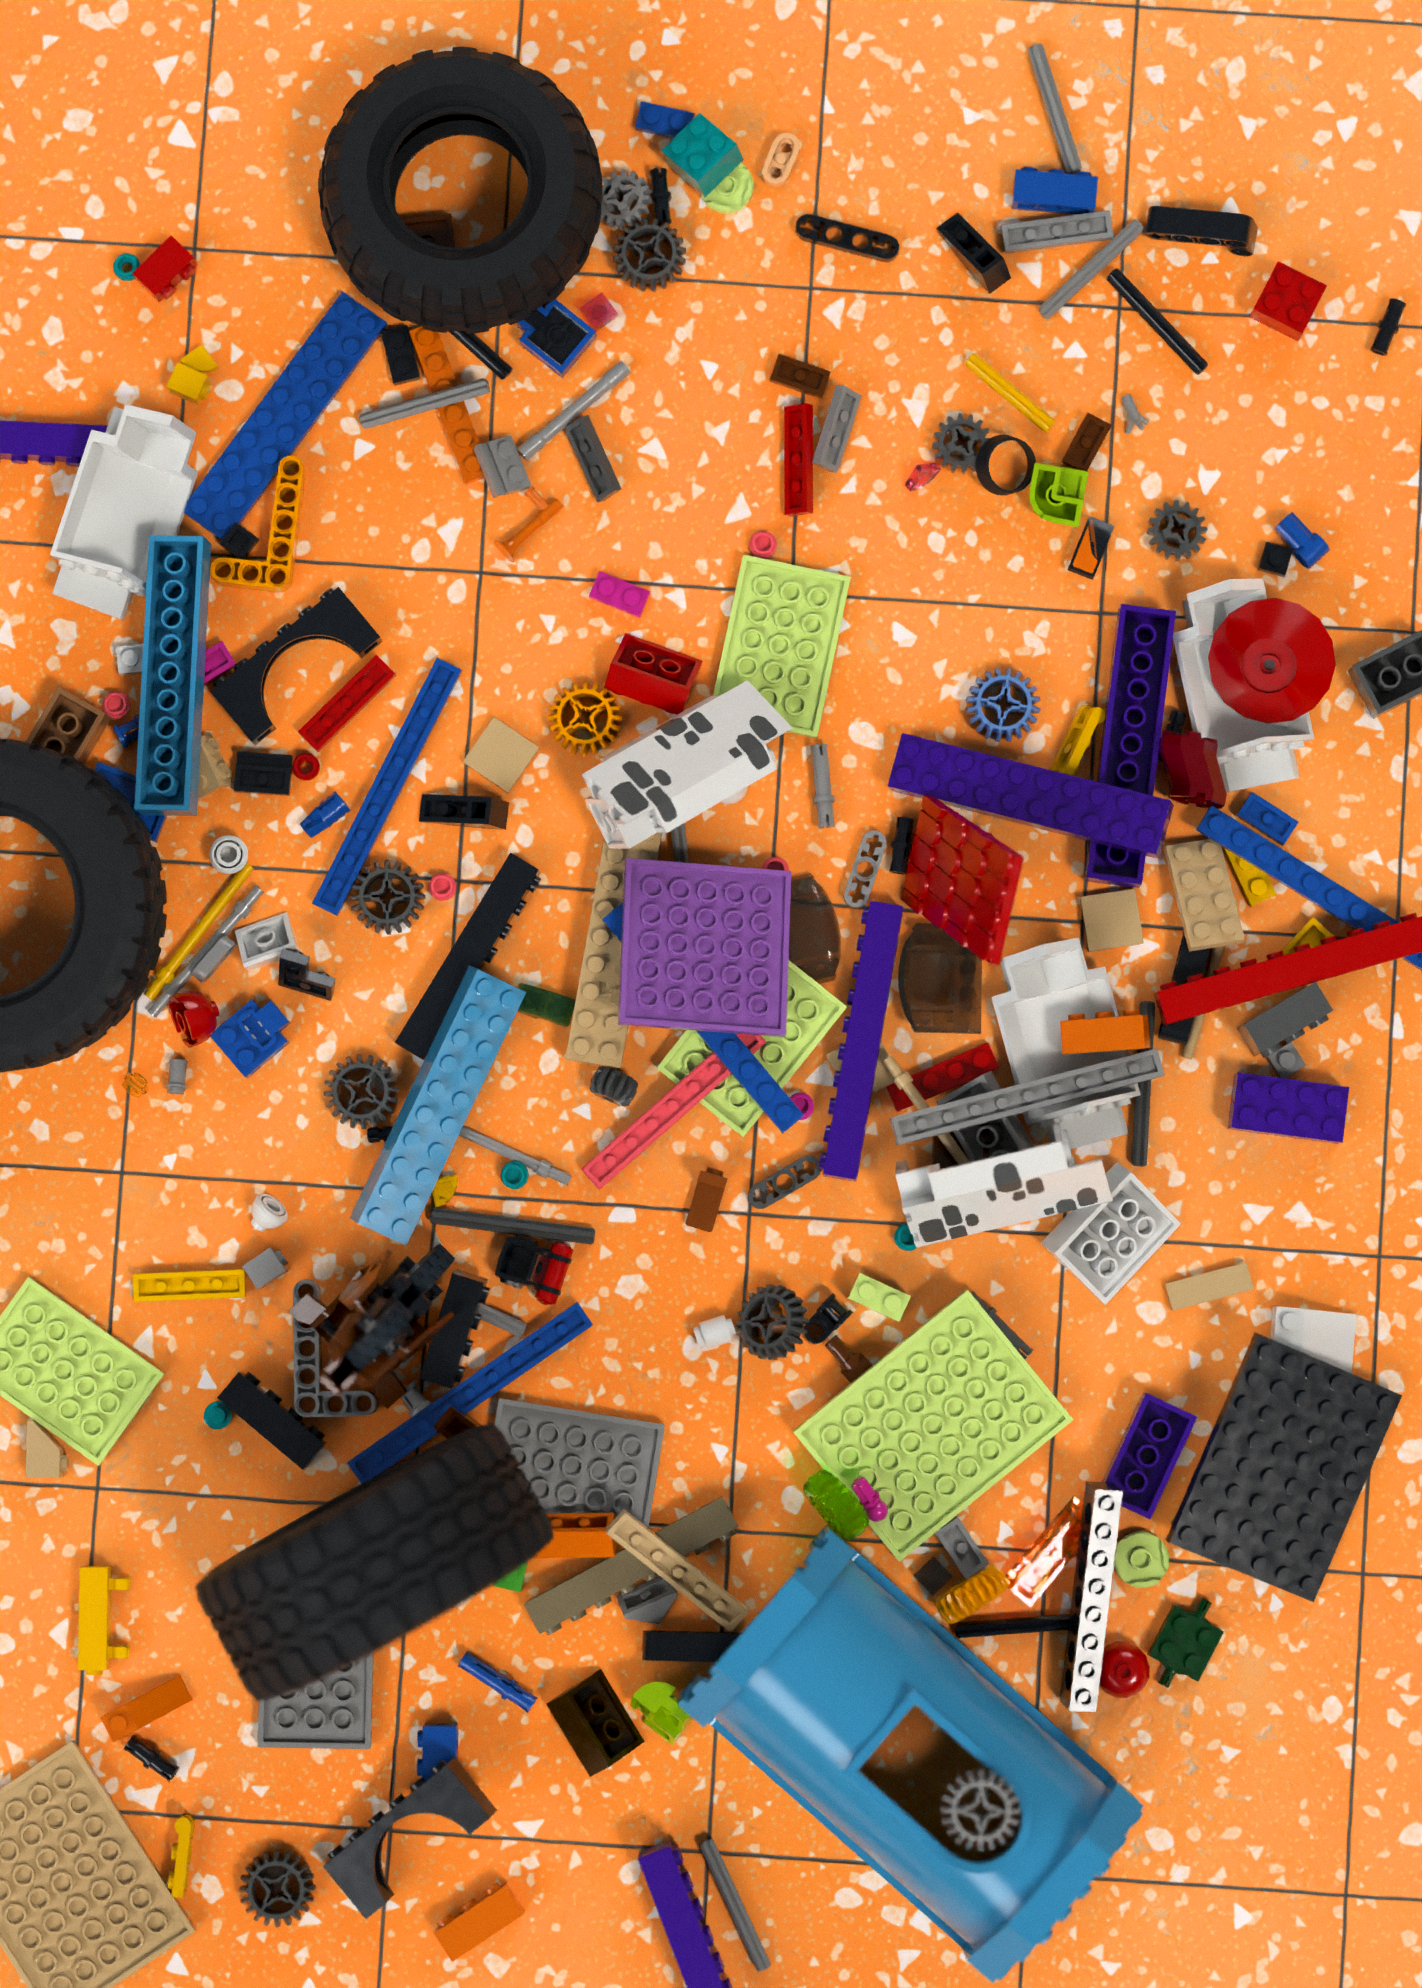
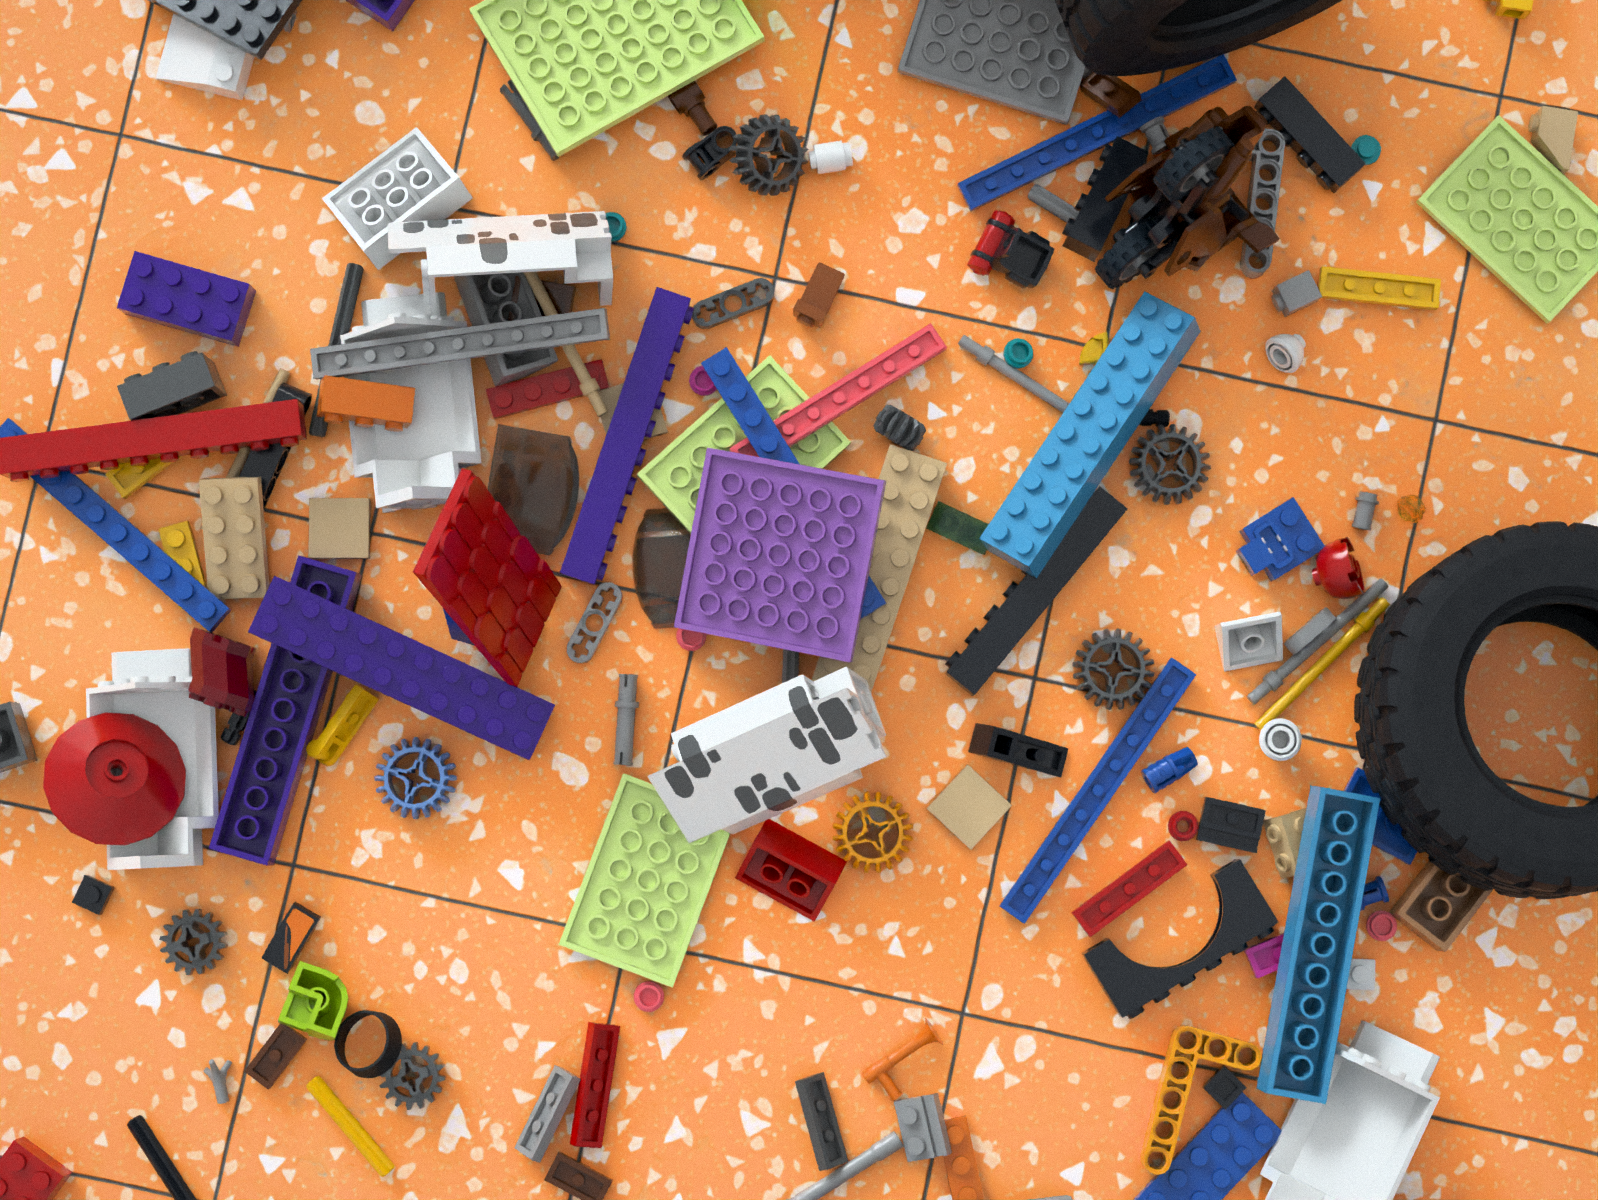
camera: 175 degrees left, 0 degrees up
(295, 975) = (1224, 601): black plate -> none
(442, 887) = (1052, 672): coral plate -> none
(512, 1226) = (1028, 300): dark grey axle -> none
(619, 594) = (814, 965): dark pink plate -> none
(879, 1297) = (652, 166): yellowish green brick -> none
(901, 845) = (551, 642): black pin -> none
(922, 475) = (462, 1046): tile -> none
(1209, 1286) = (304, 129): tan tile -> none
(1267, 818) = (153, 611): blue plate -> none
(1286, 1060) = (178, 346): light grey plate -> none
(1306, 546) = (55, 904): blue piece -> none

